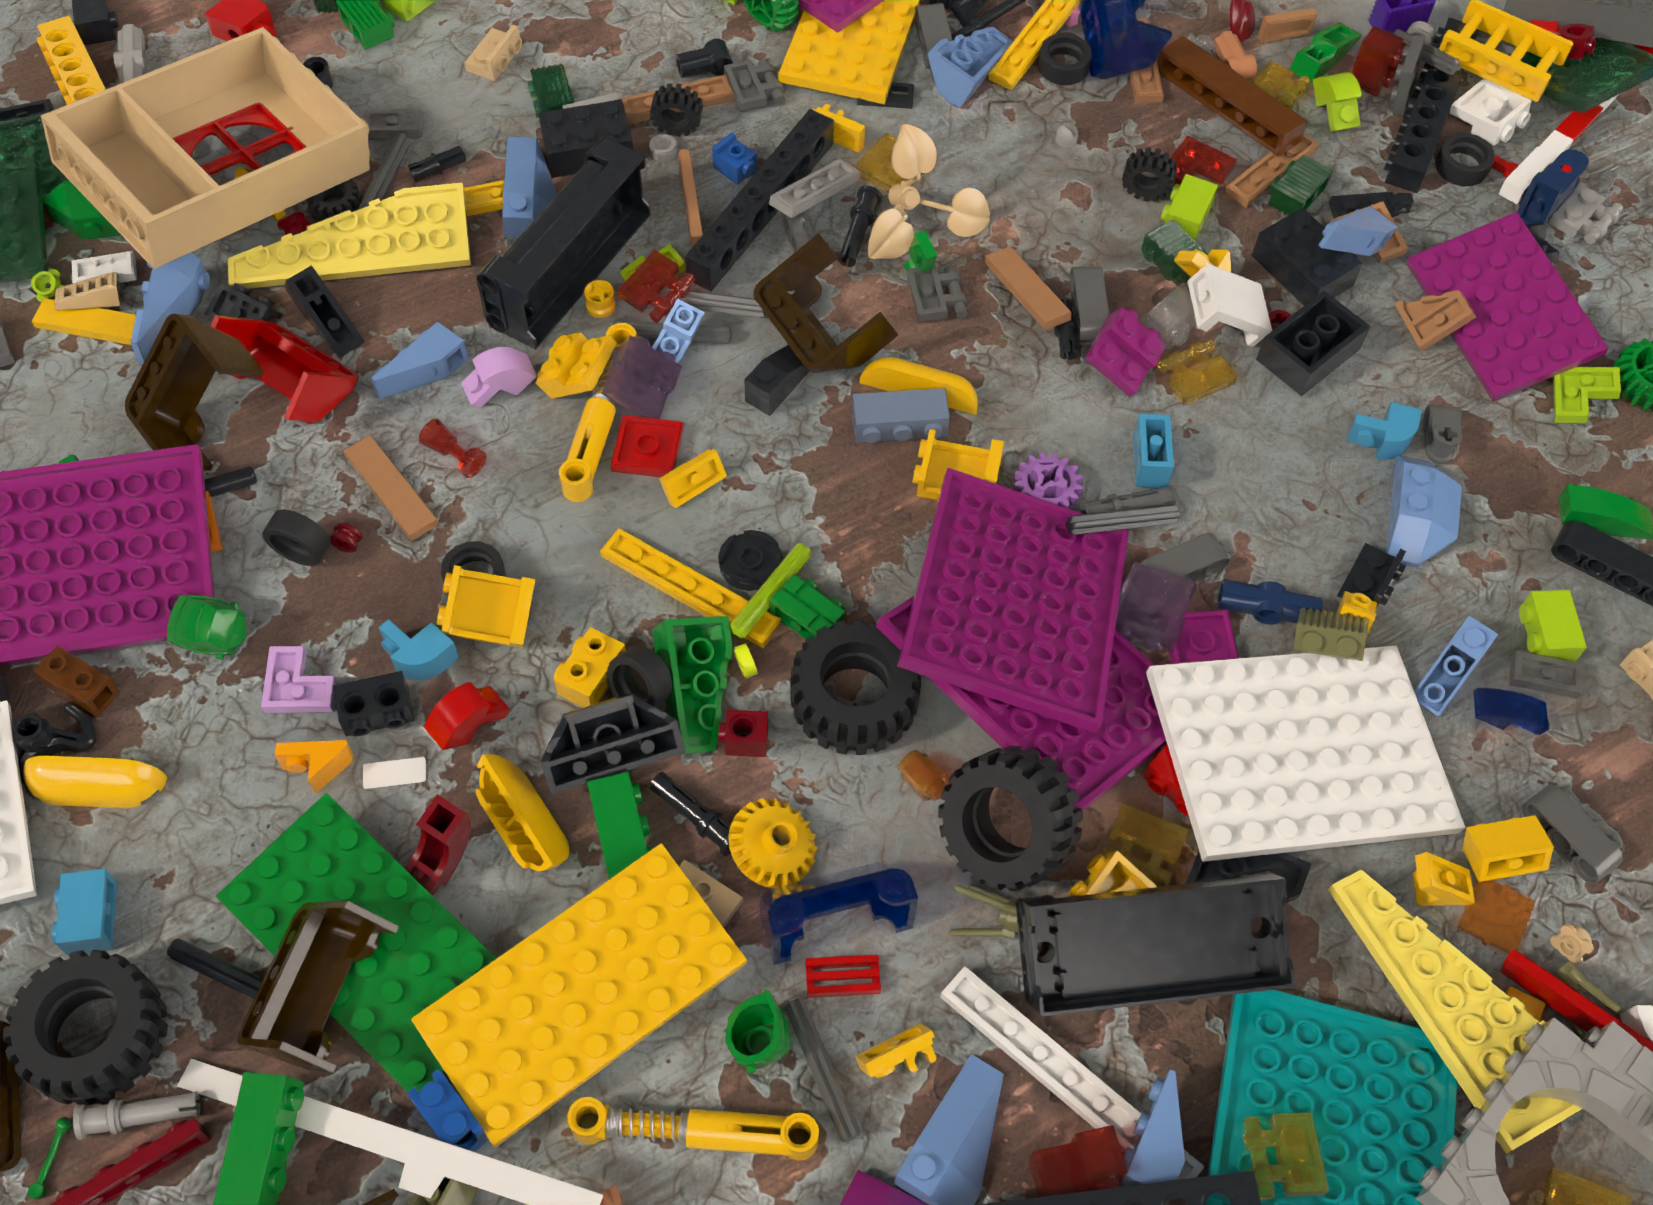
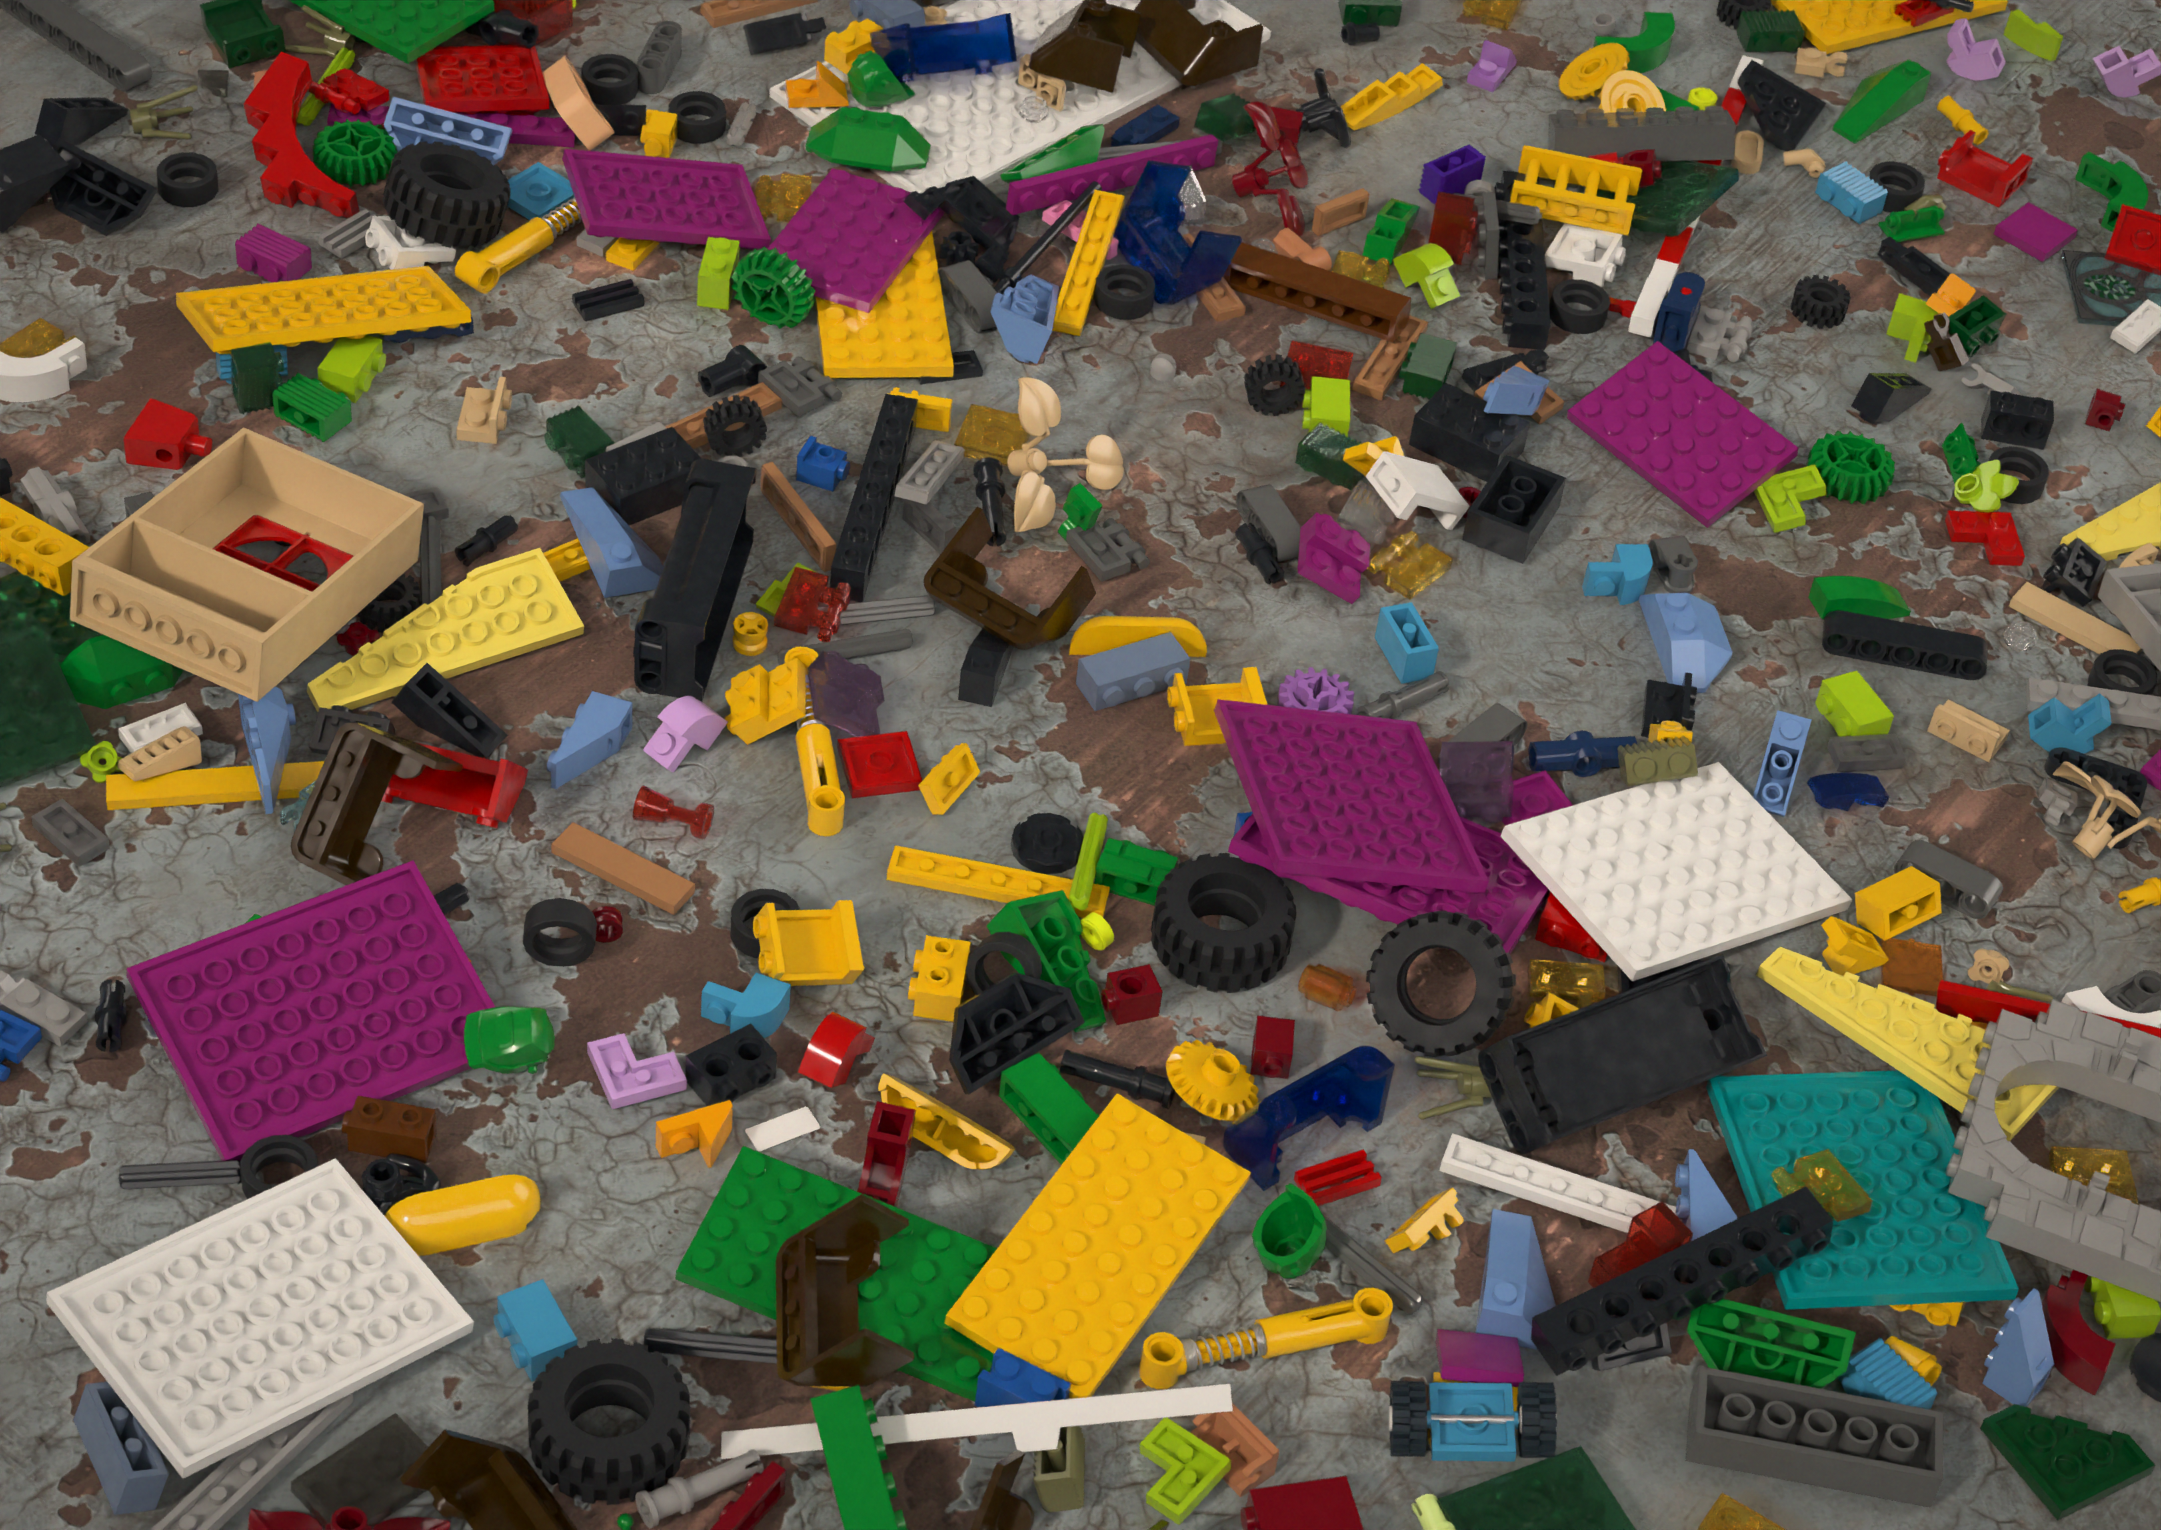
camera: 25 degrees left, 15 degrees down
(679, 329) = (859, 637): light blue slope -> none
(843, 824) = (1272, 1047): none -> dark red brick
(1028, 288) = (1202, 521): medium nougat tile -> none
(1122, 519) = (1407, 711): axle -> none
(1435, 316) = (1620, 458): medium nougat wing -> none

